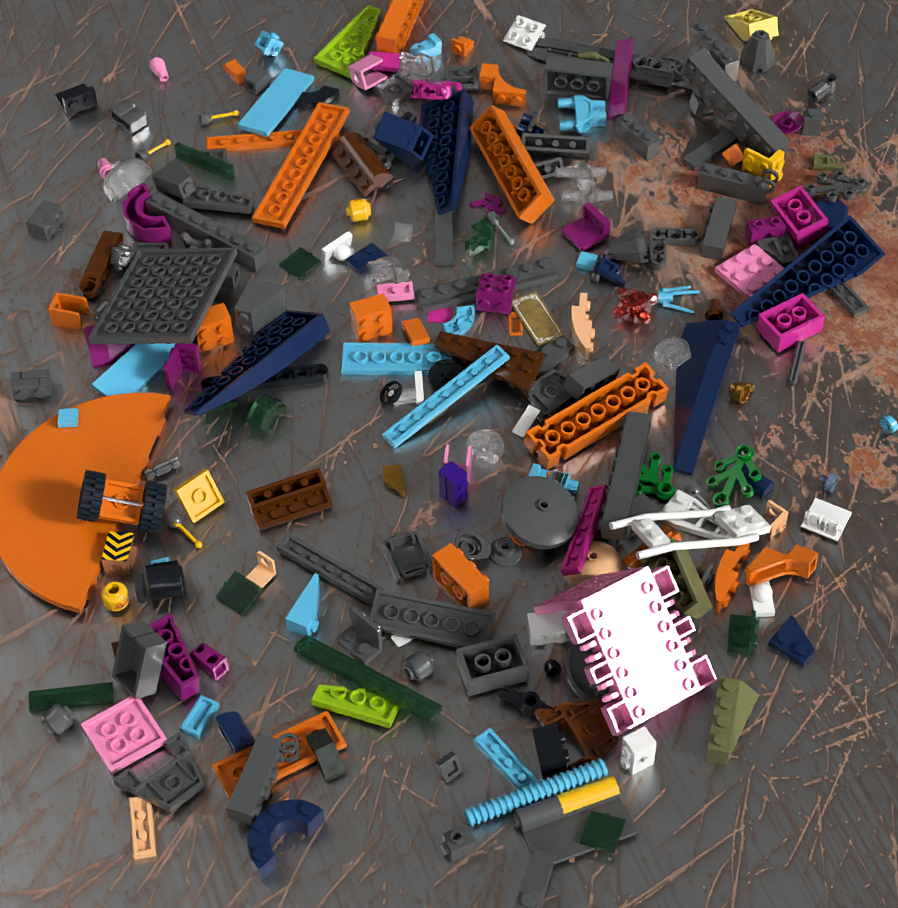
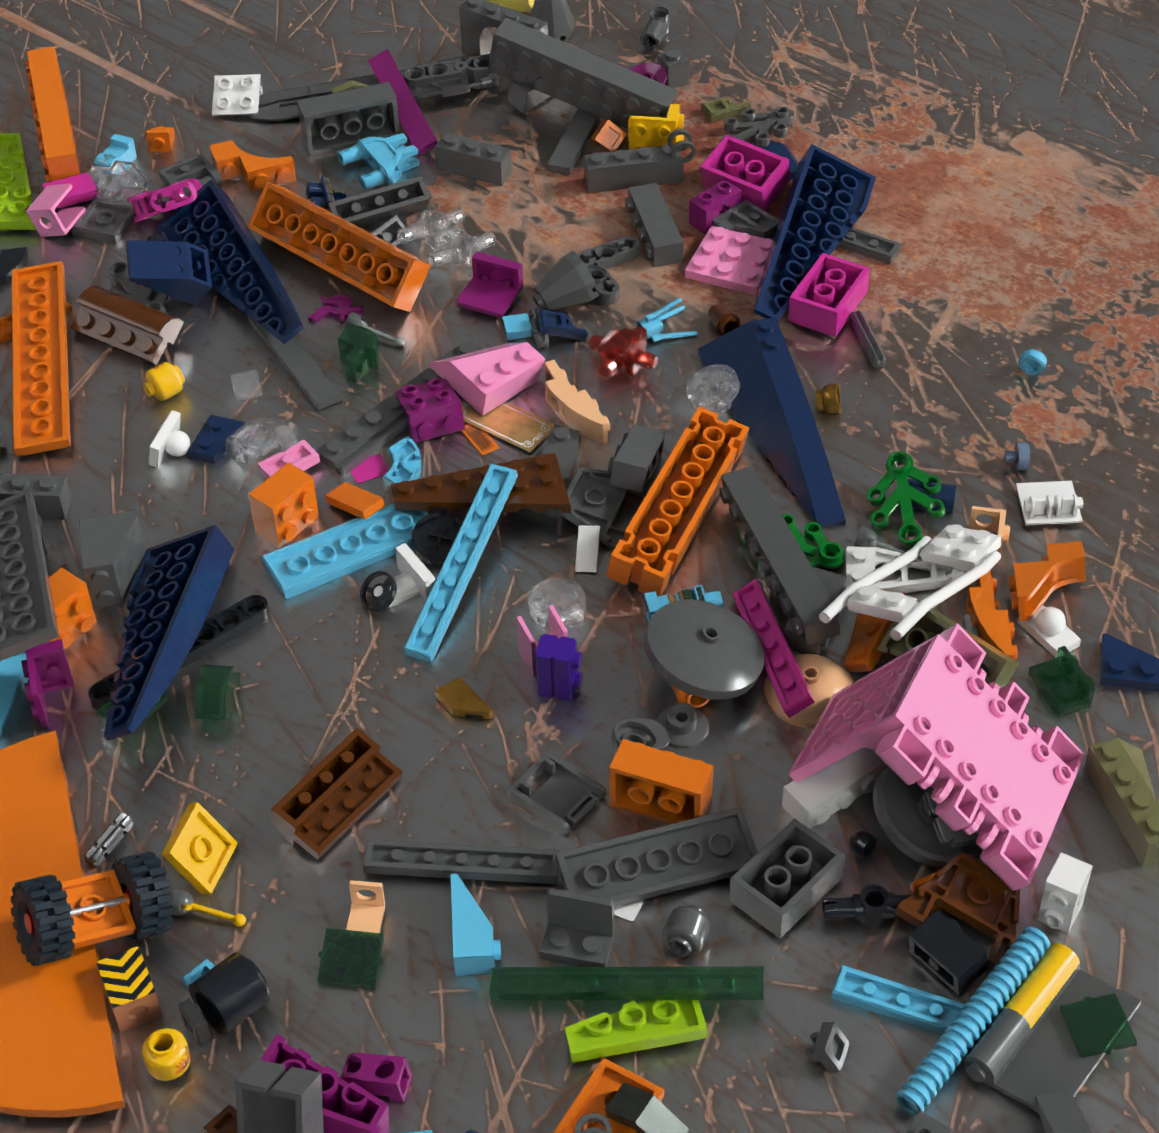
camera: 30 degrees left, 5 degrees down
(300, 263) = (123, 482): clear green piece -> none
(546, 286) = (491, 374): none -> bright pink wedge

